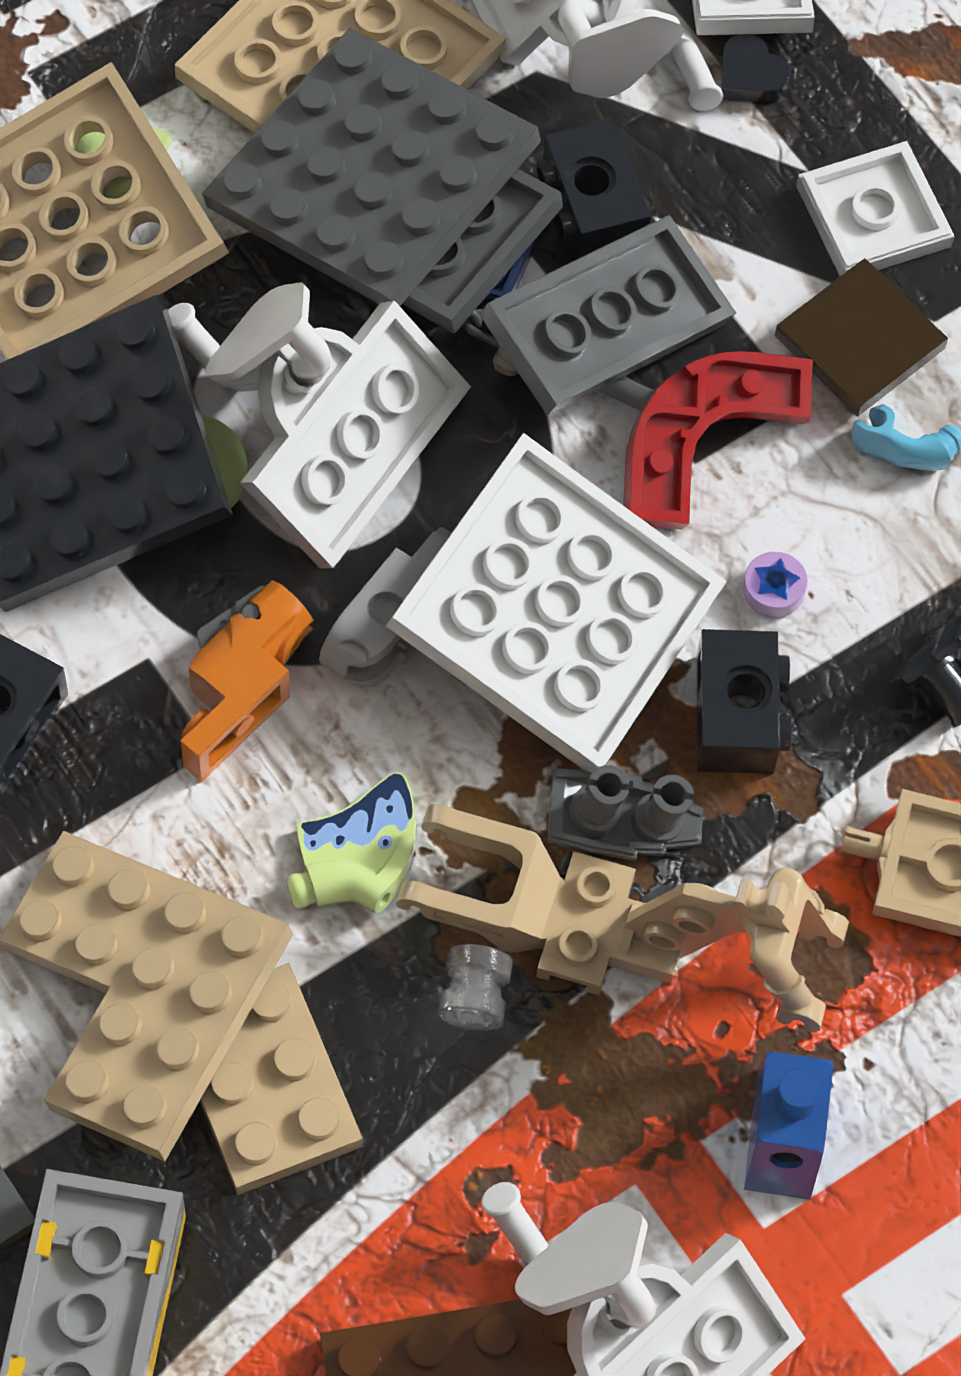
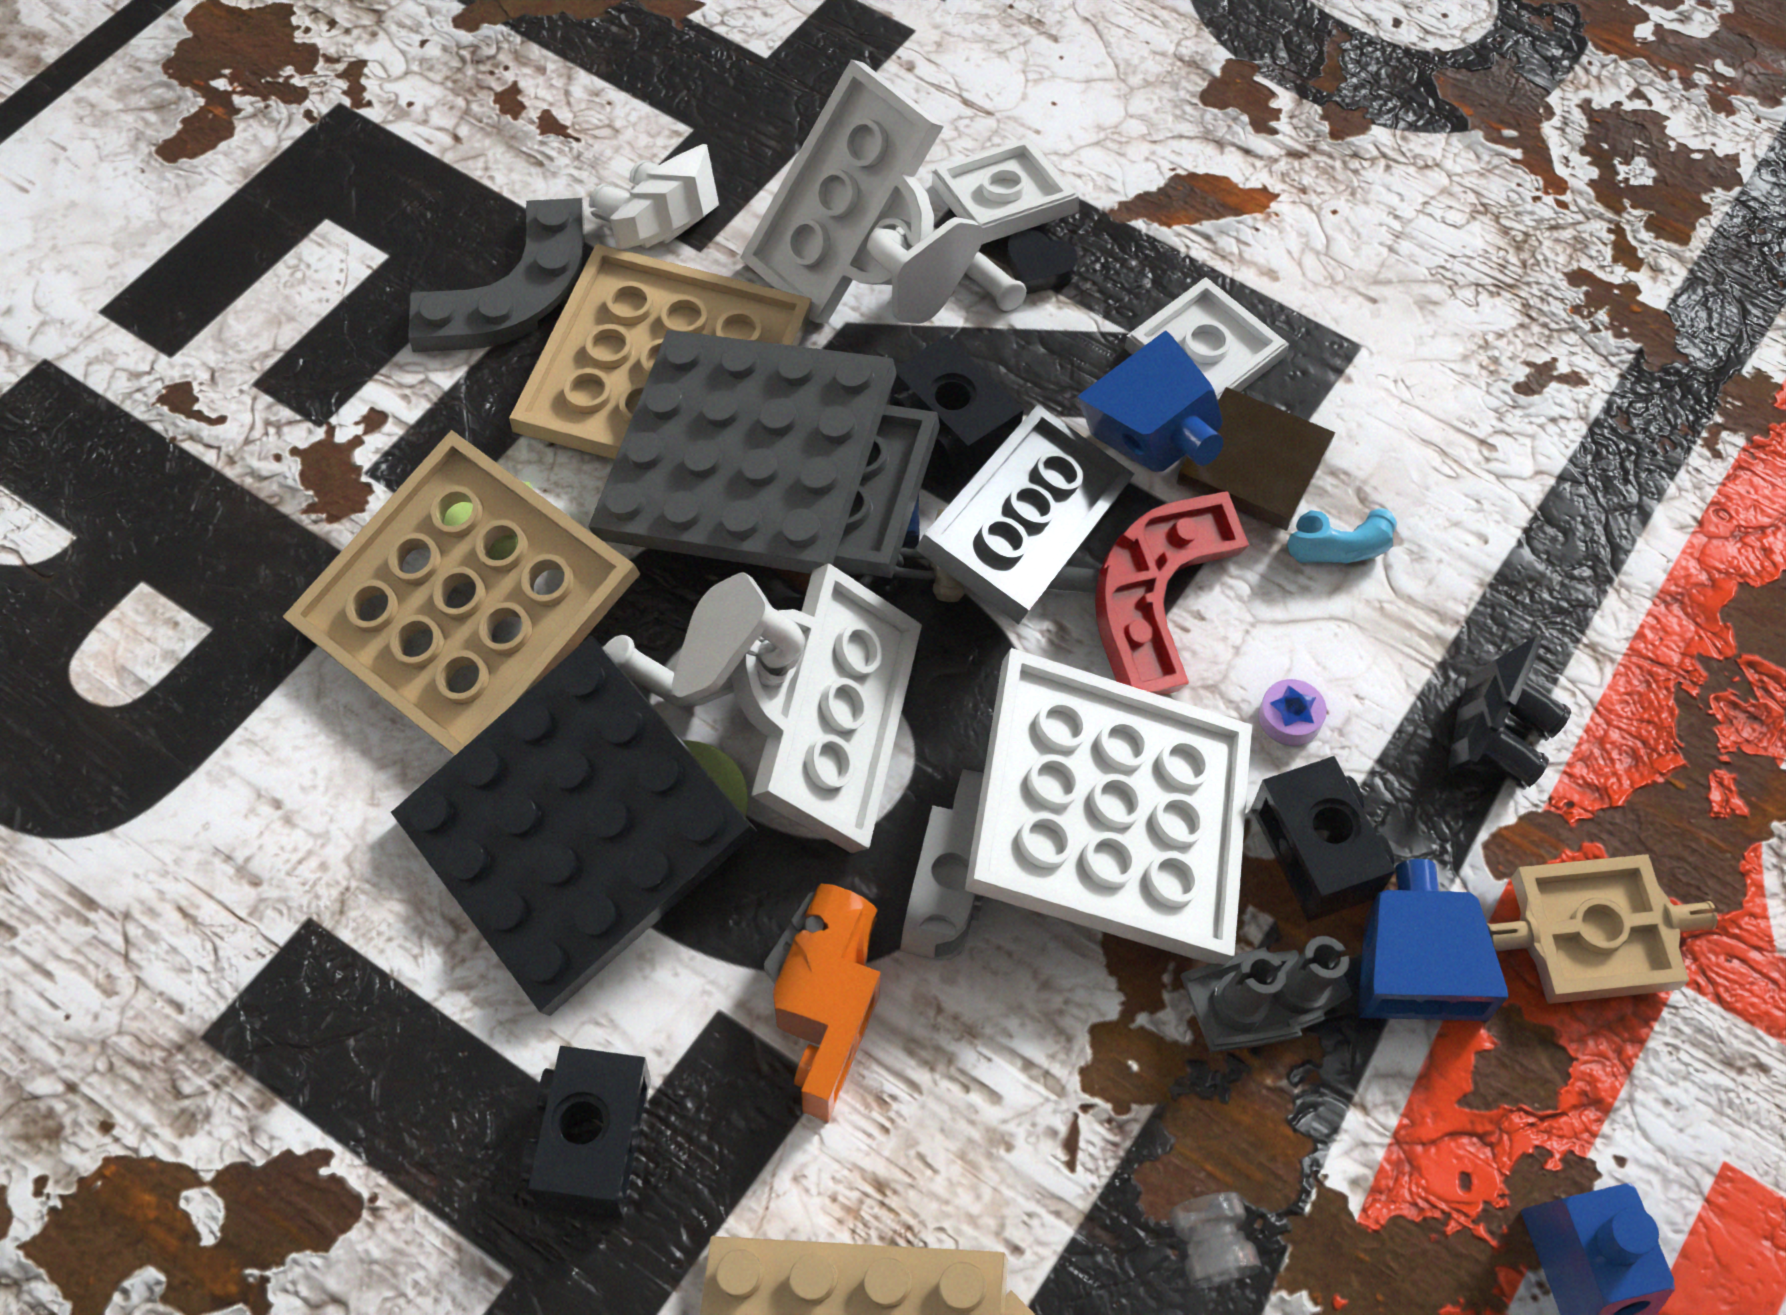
camera: 20 degrees left, 5 degrees down
(358, 850) = (1023, 1134): yellowish green arm -> none
(595, 925) = (1296, 1124): tan piece -> none
(777, 823) = (1428, 953): none -> blue torso
(780, 255) = (1156, 408): none -> blue torso

